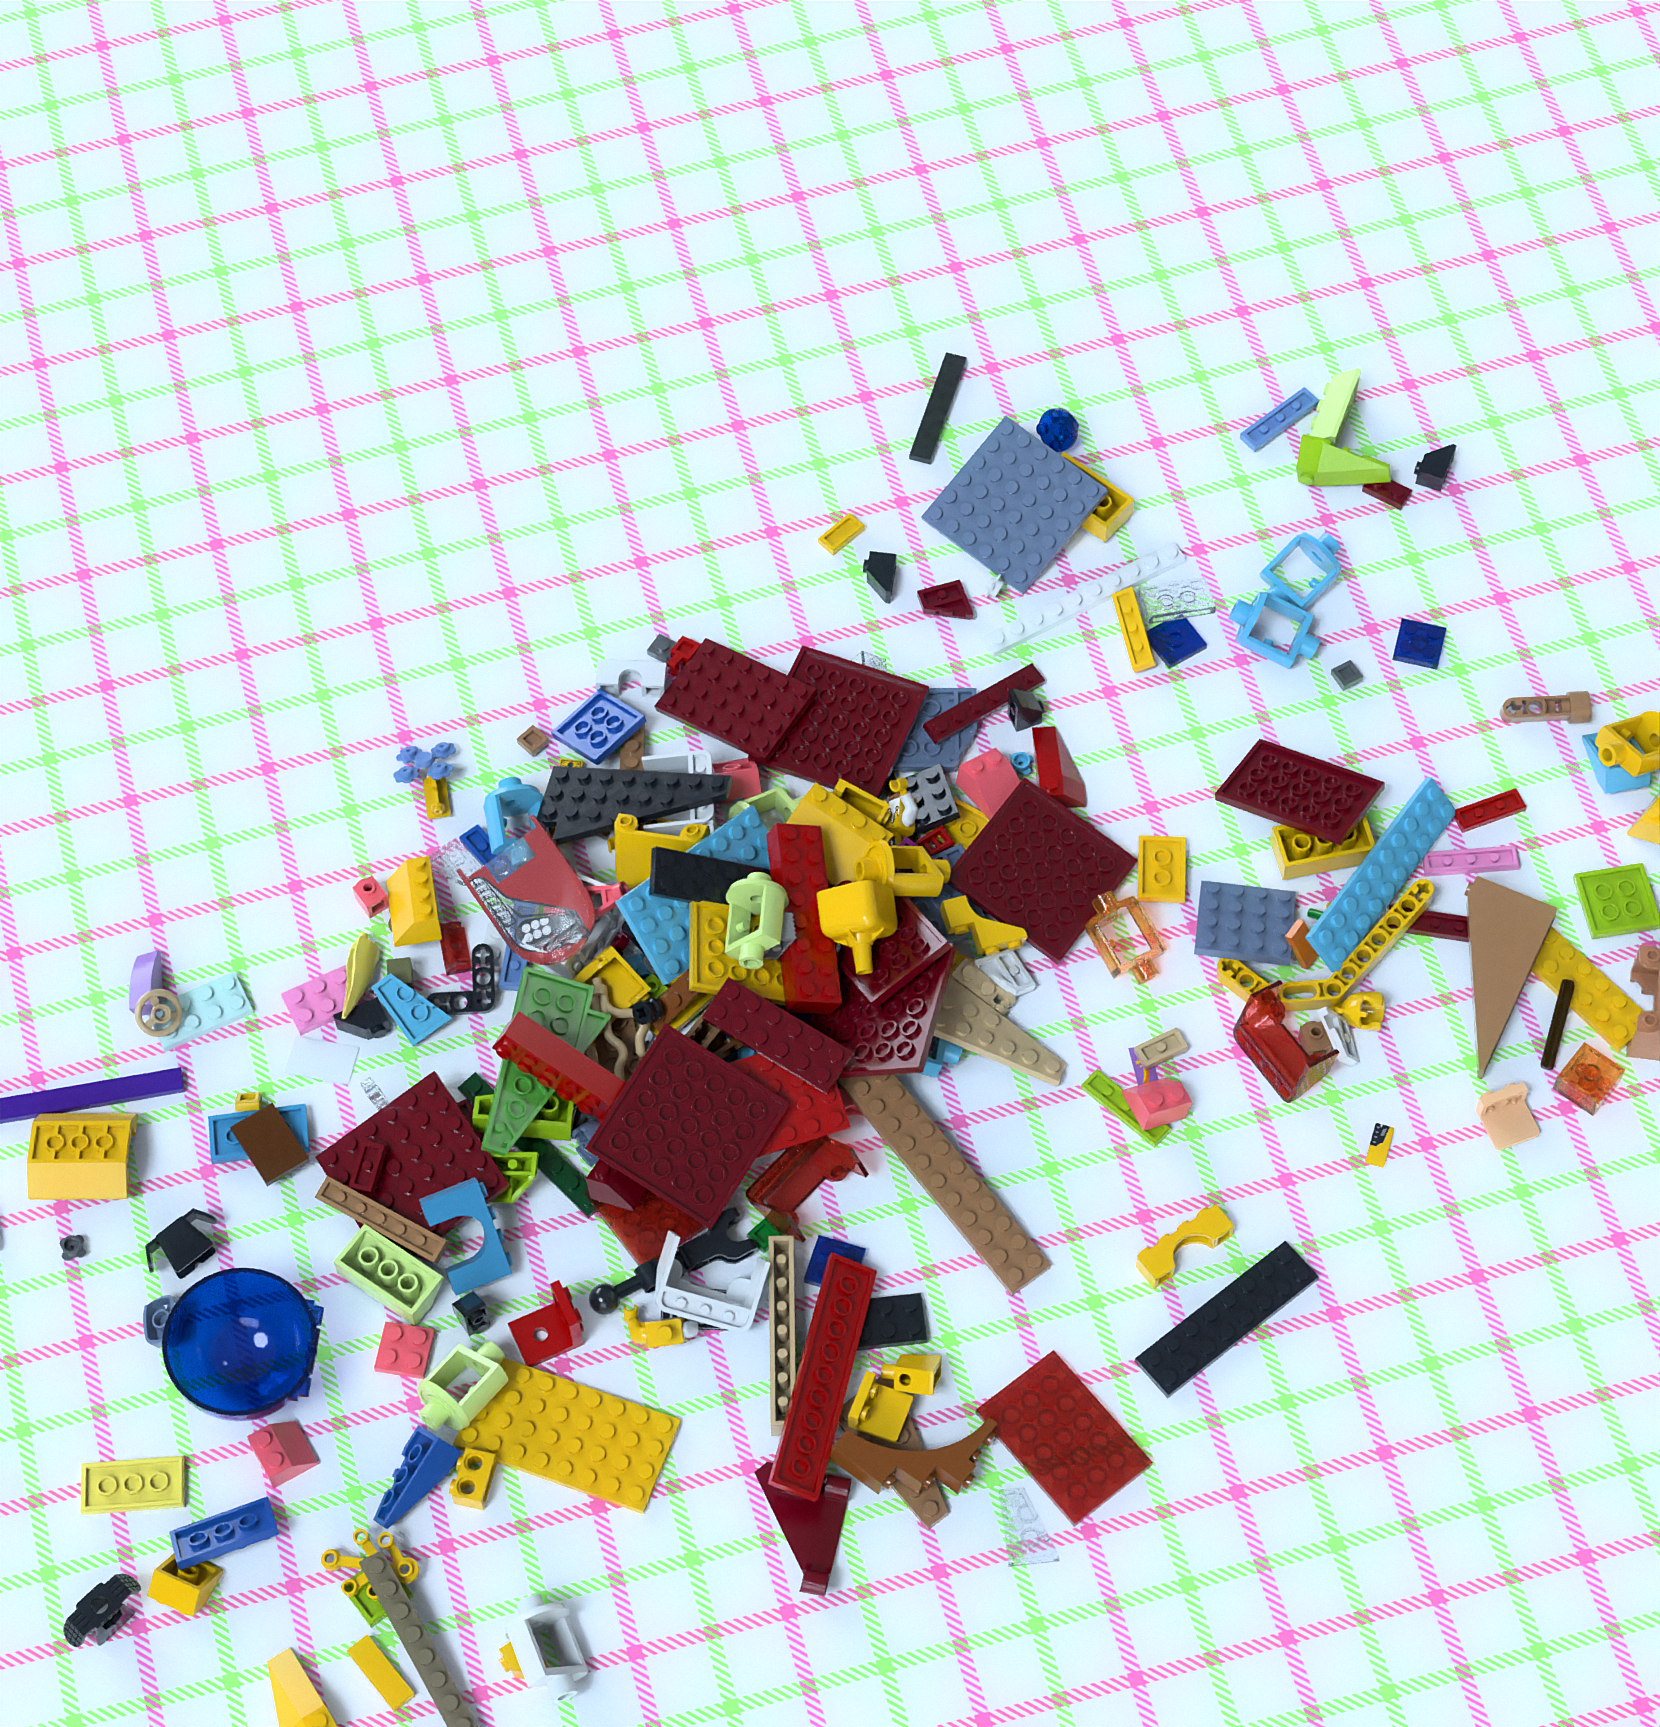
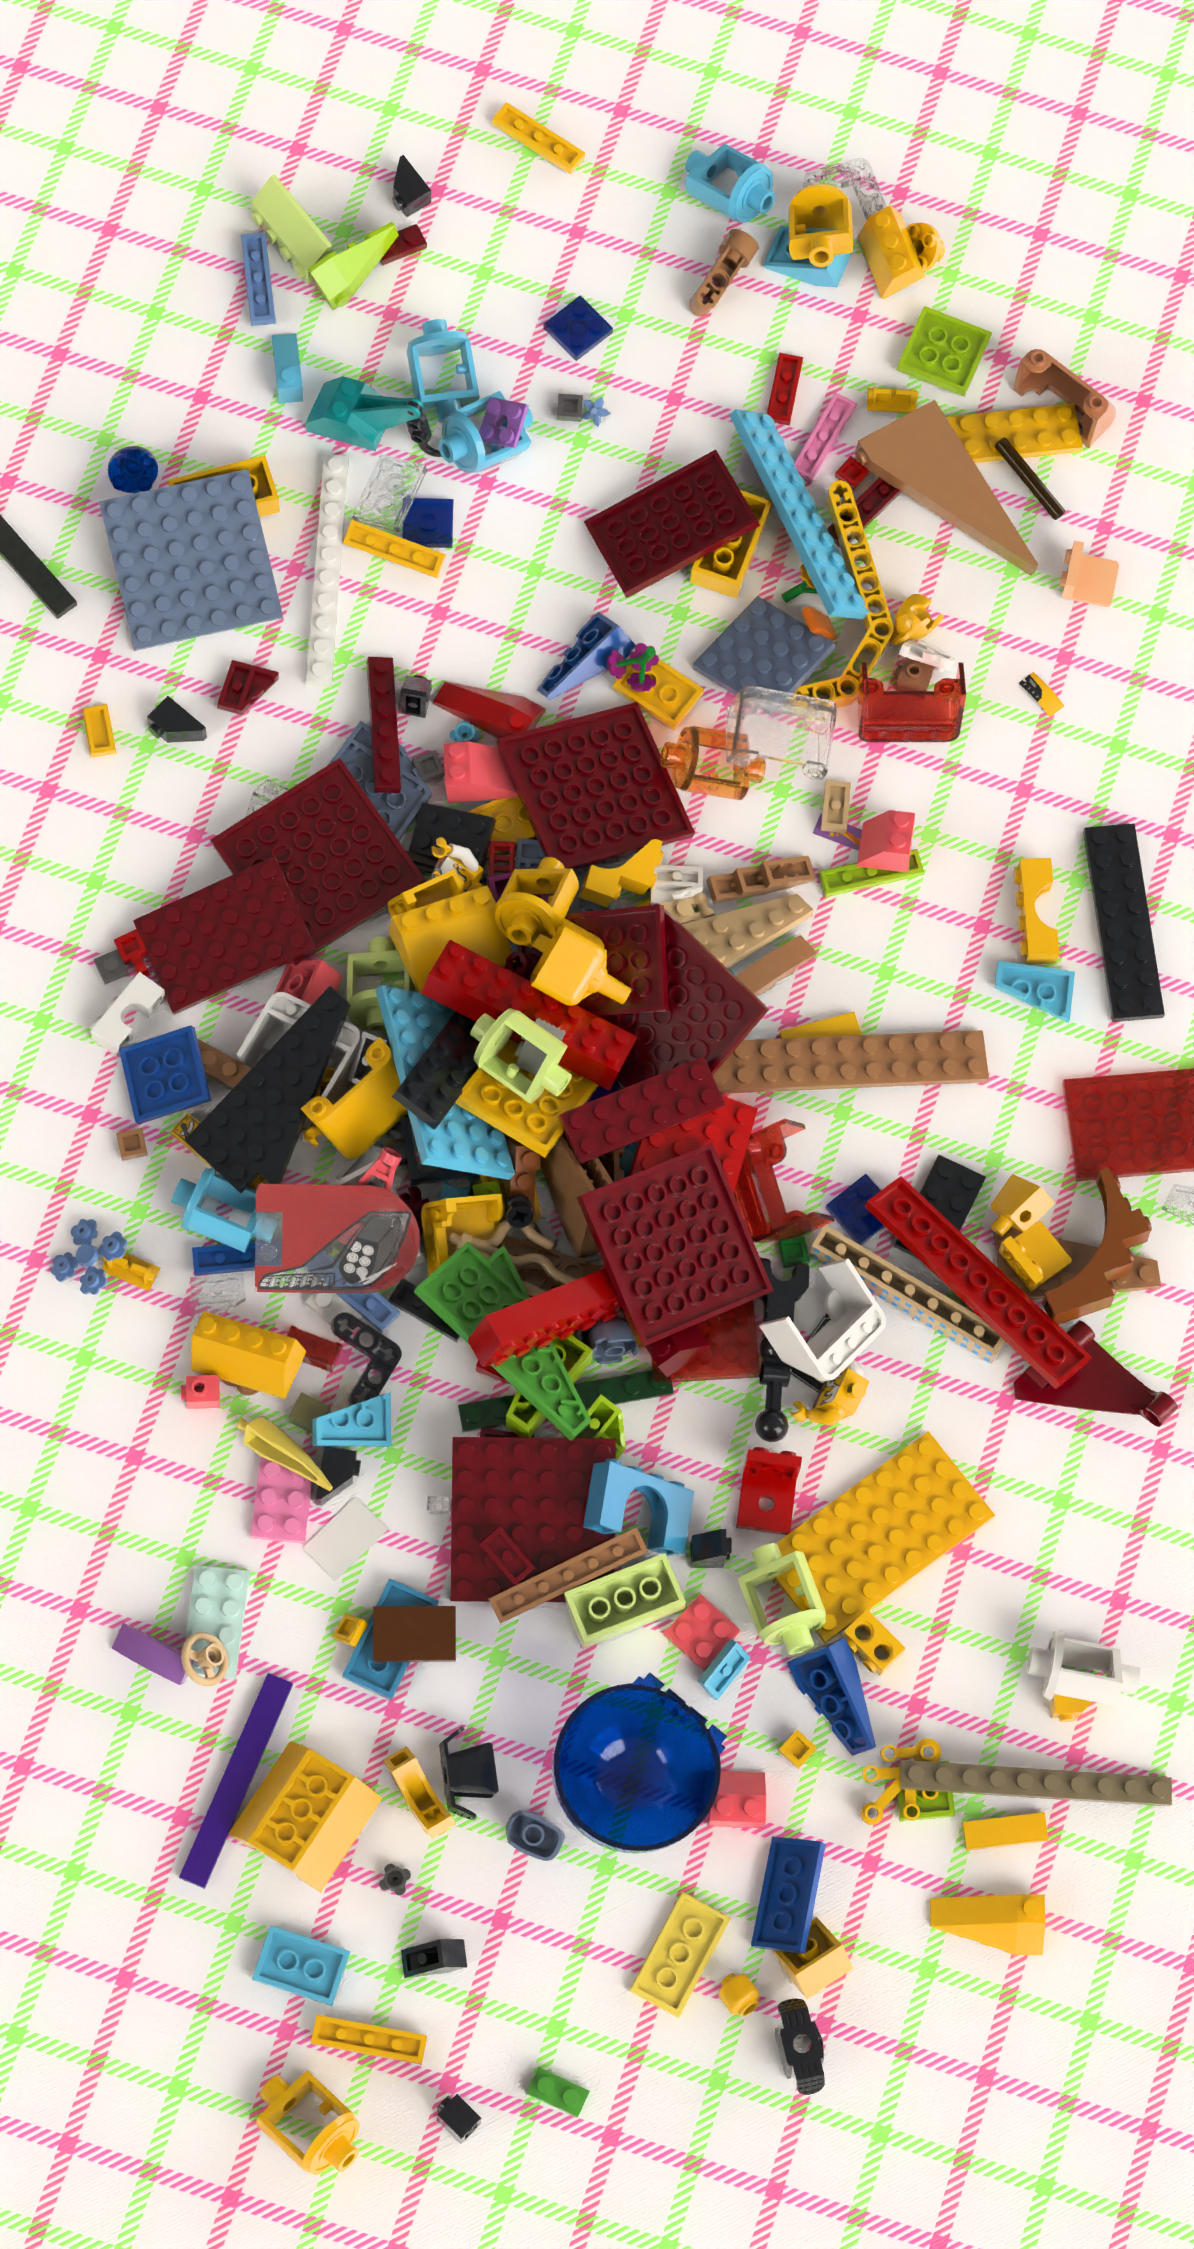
camera: 65 degrees left, 10 degrees up
(25, 1309) = (434, 1958): none -> black slope
(122, 1545) = (739, 1994): none -> yellow head
(148, 1221) = (418, 1793): none -> yellow arch
(350, 1473) = (797, 1749): none -> yellow plate
(382, 1381) = (723, 1669): none -> medium azure plate
(973, 750) = (429, 766): none -> flat silver plate
(976, 1158) = (835, 1026): none -> yellow tile
(983, 1077) = (776, 965): none -> medium nougat slope
(994, 586) = (260, 635): white plate -> none
(1059, 1033) = (761, 879): none -> medium nougat slope
(1120, 1285) = (1038, 986): none -> medium azure wing
(1162, 810) = (587, 656): none -> blue wedge
(1171, 837) = (642, 660): none -> magenta plant
(1186, 966) = (780, 729): none -> clear windscreen
(1220, 544) = (360, 415): none -> teal slope
(1222, 478) = (287, 368): none -> medium azure slope
(1287, 631) = (496, 412): none -> medium lavender piece
(1359, 693) = (595, 410): none -> medium blue plant
(1455, 898) = (852, 472): none -> red tile
(1542, 887) = (891, 400): none -> yellow hinge
(1553, 525) = (538, 138): none -> yellow plate
(1588, 1079) = (1099, 489): clear orange brick -> none
(1626, 681) = (751, 192): none -> medium azure piece

